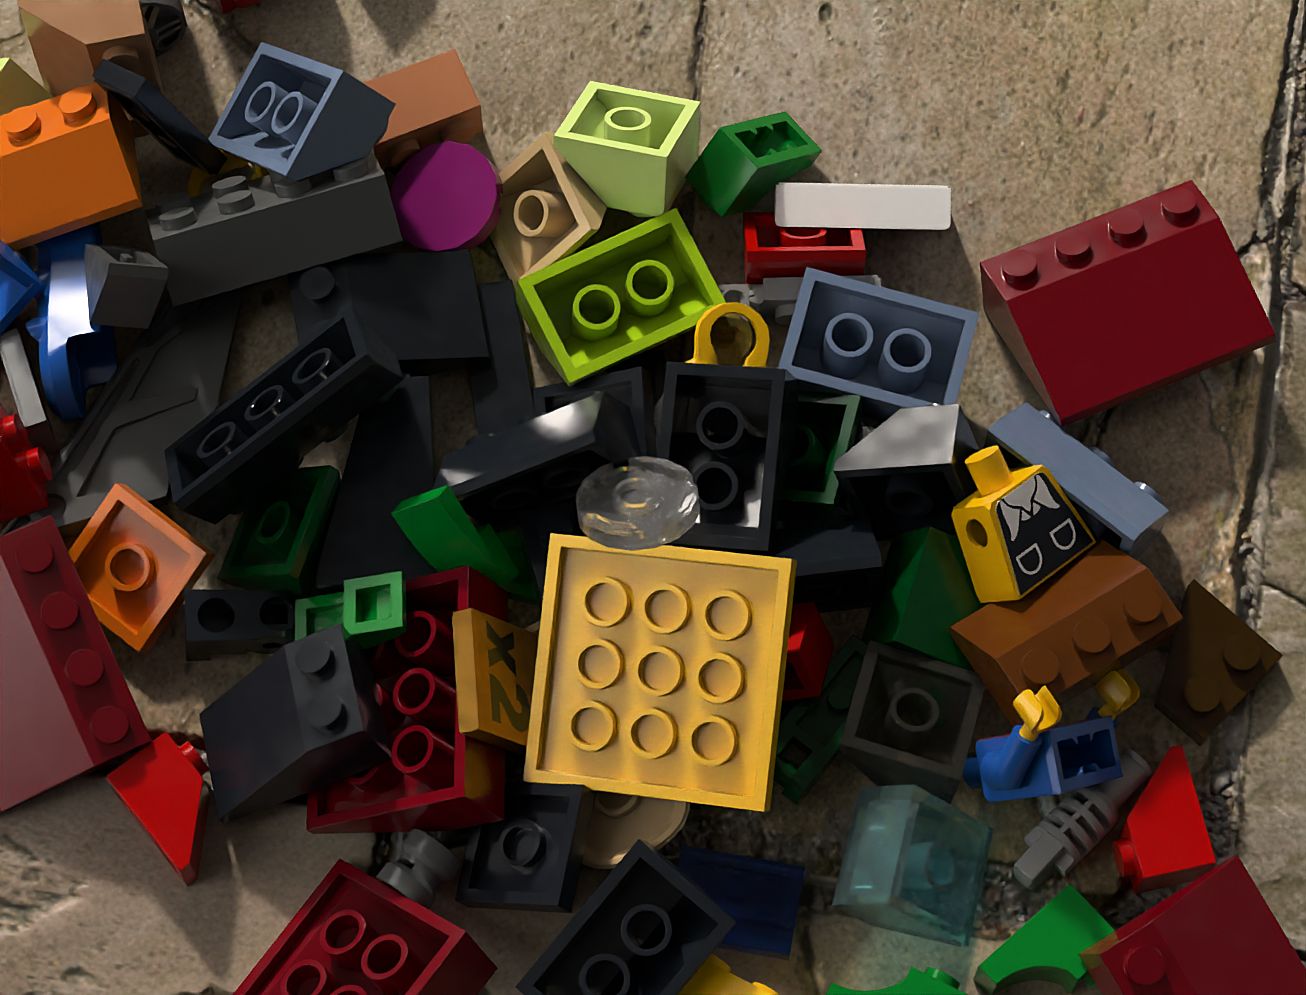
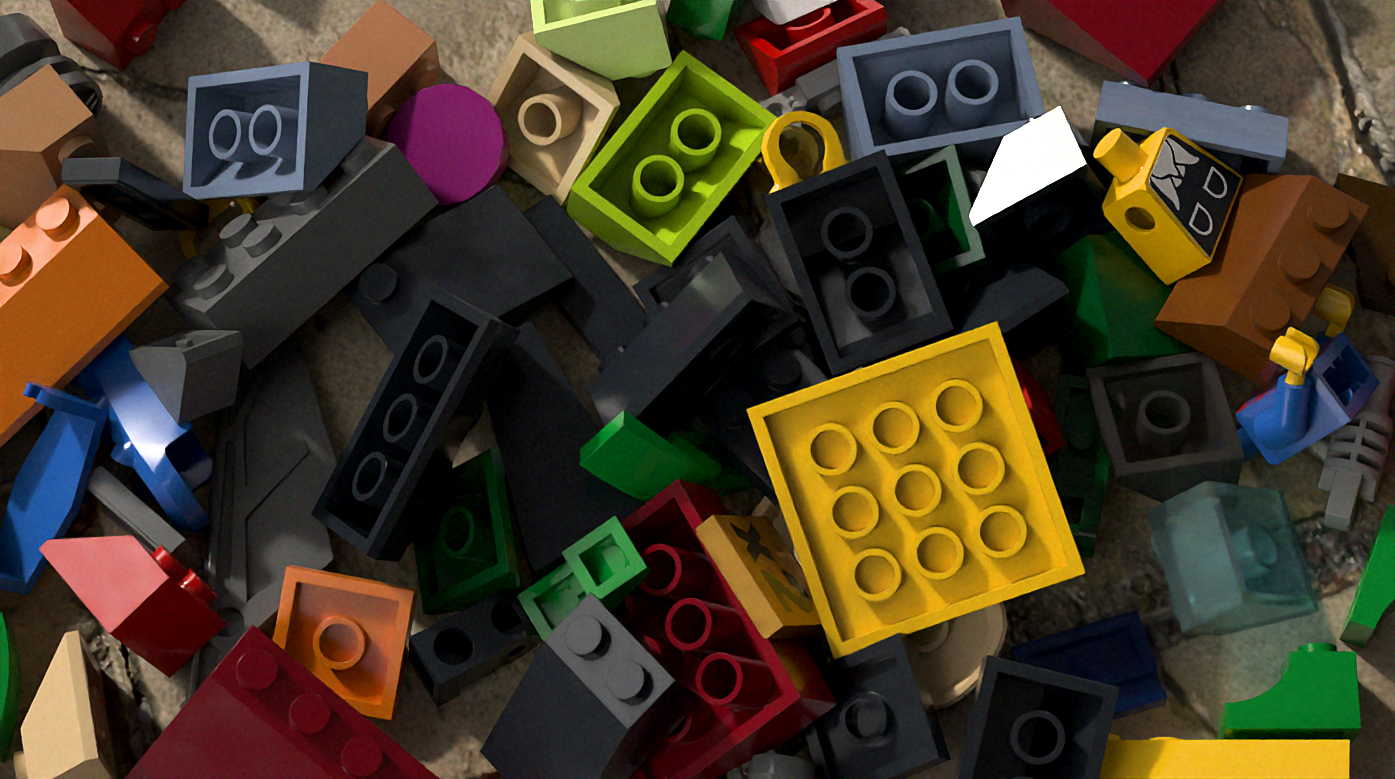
camera: 25 degrees left, 0 degrees up
(637, 504) = (814, 342): clear tile -> none

